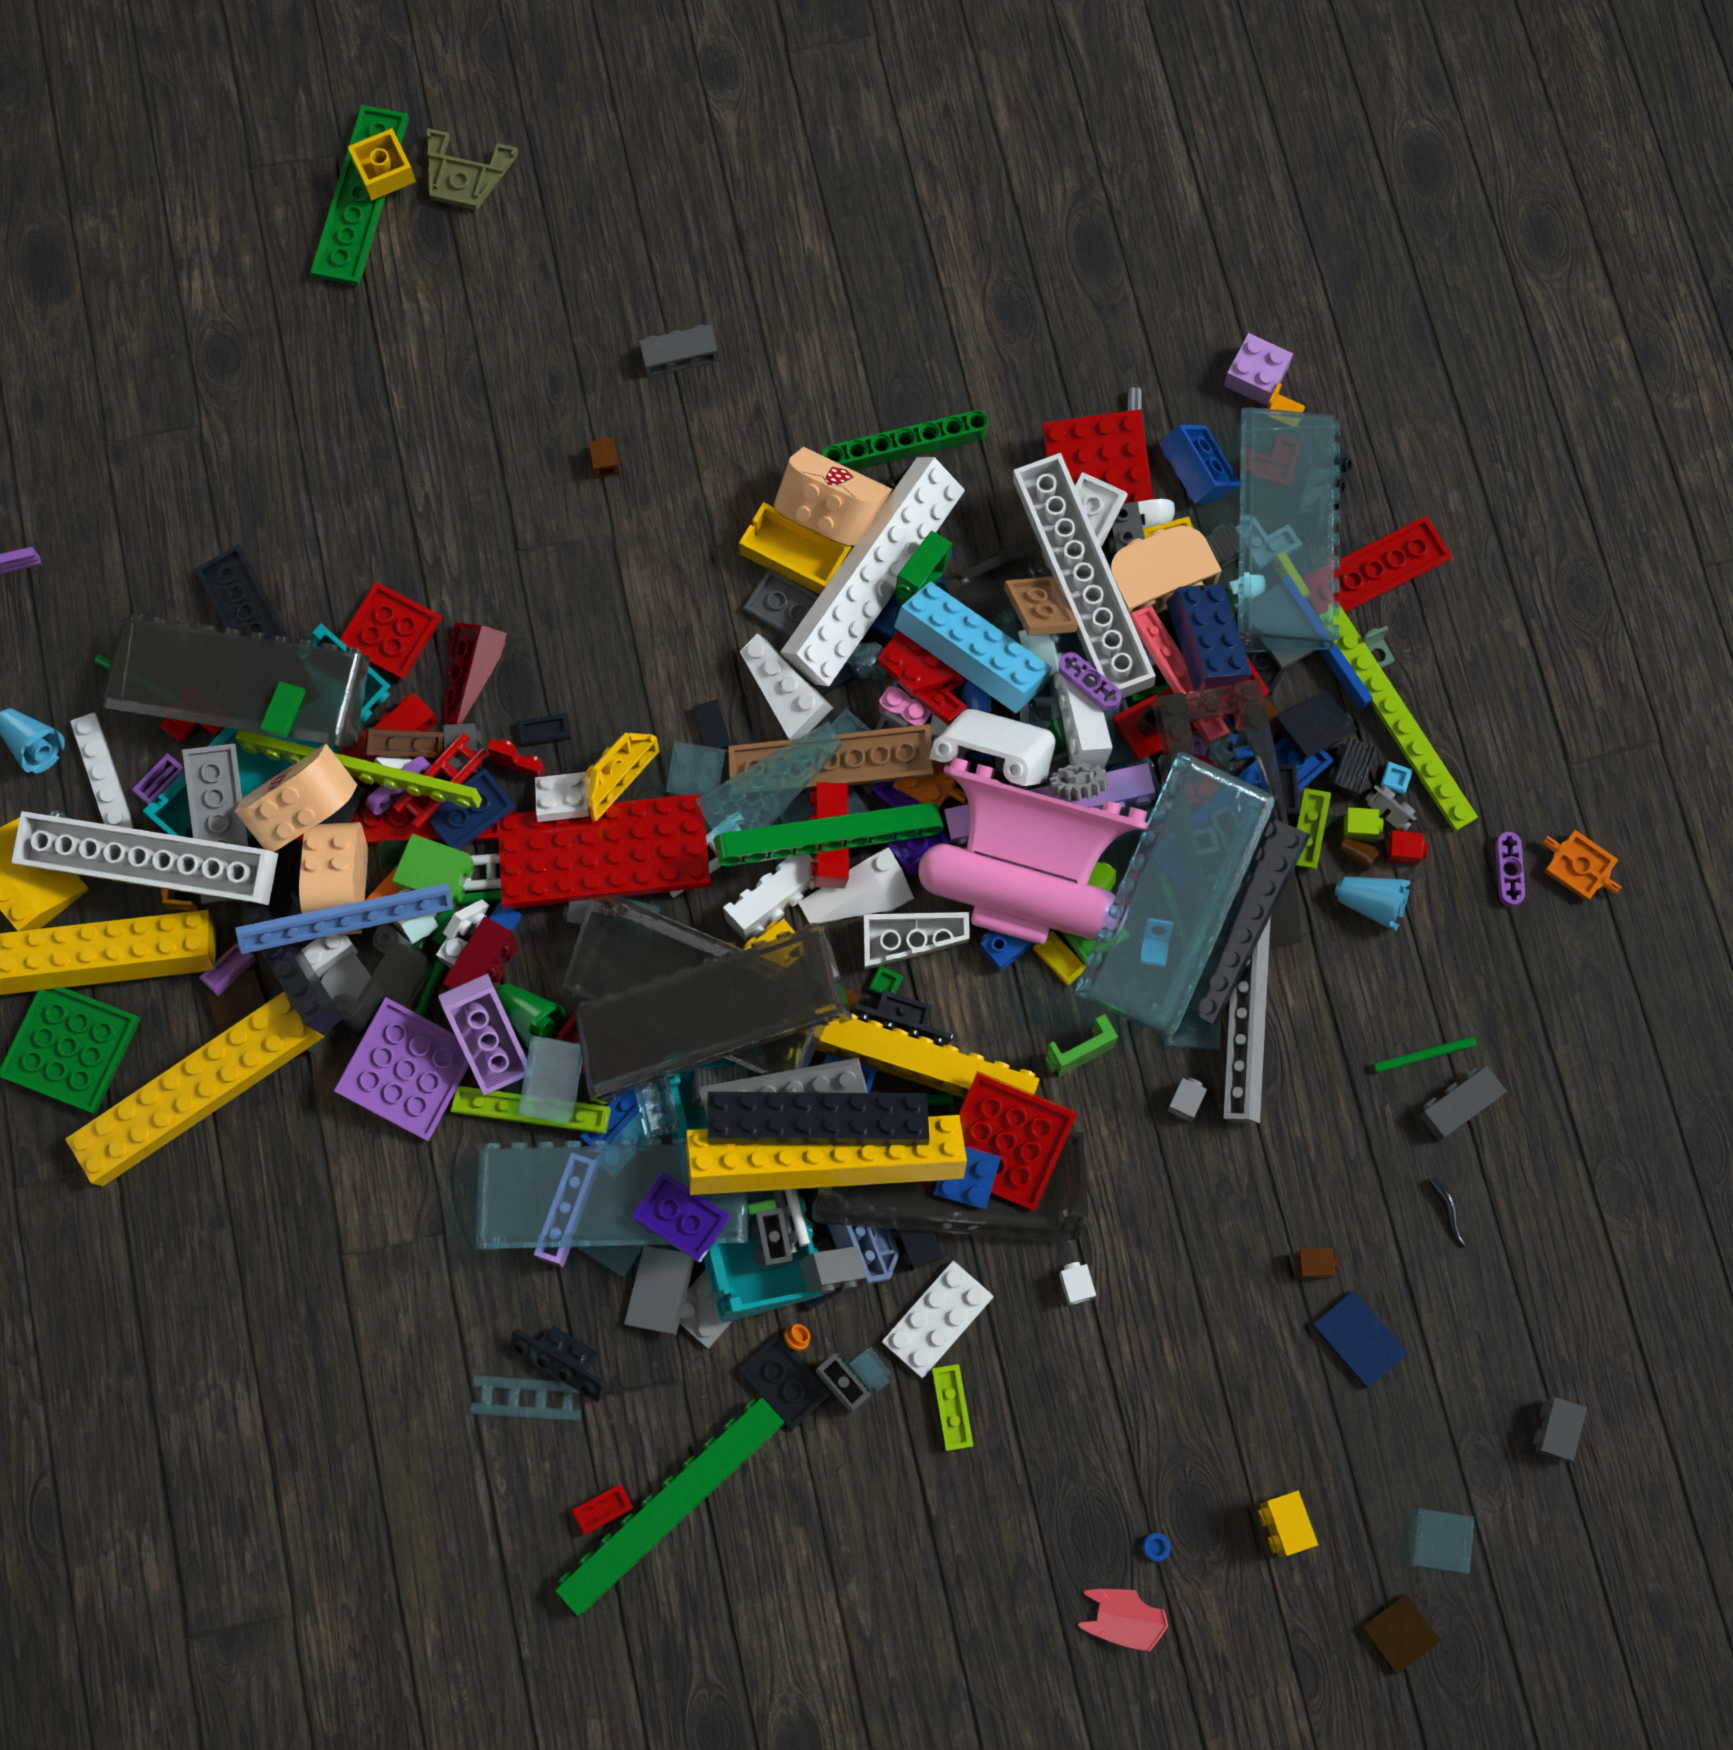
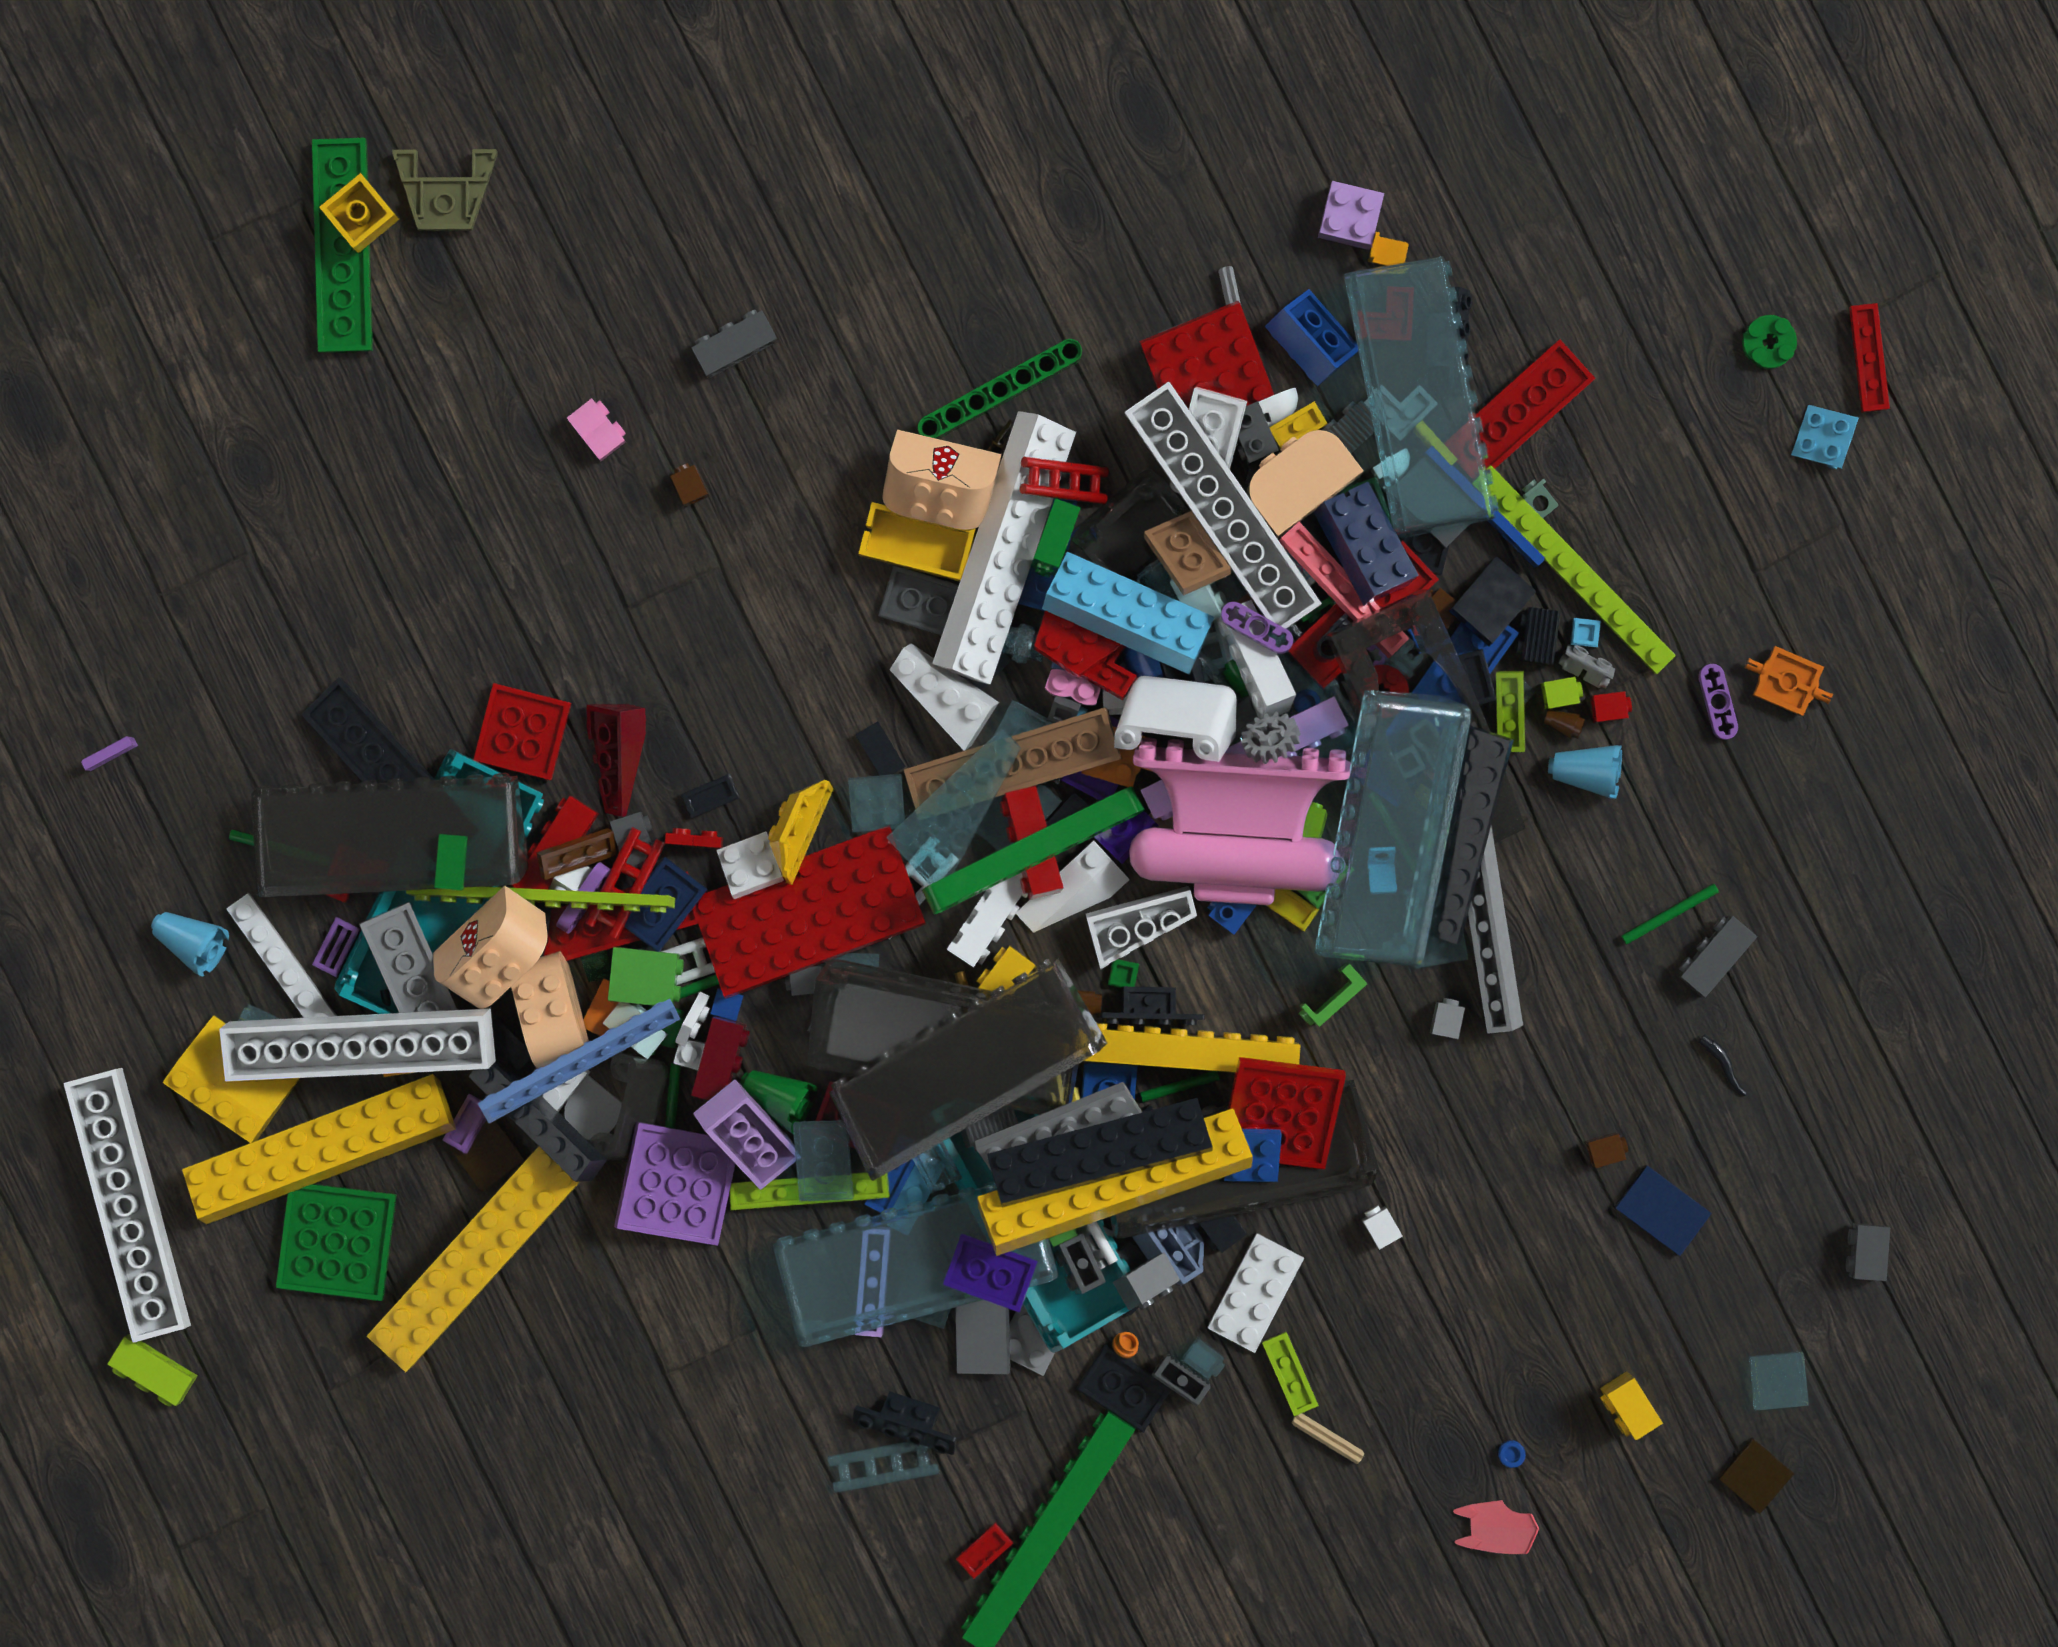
camera: 15 degrees left, 15 degrees up
(535, 392) = (596, 429): none -> bright pink brick
(955, 522) = (1053, 490): none -> red bar
(974, 1483) = (1328, 1438): none -> tan axle
(1623, 551) = (1757, 332): none -> green plate
(1656, 657) = (1825, 436): none -> medium azure hinge
(1710, 599) = (1869, 357): none -> red plate

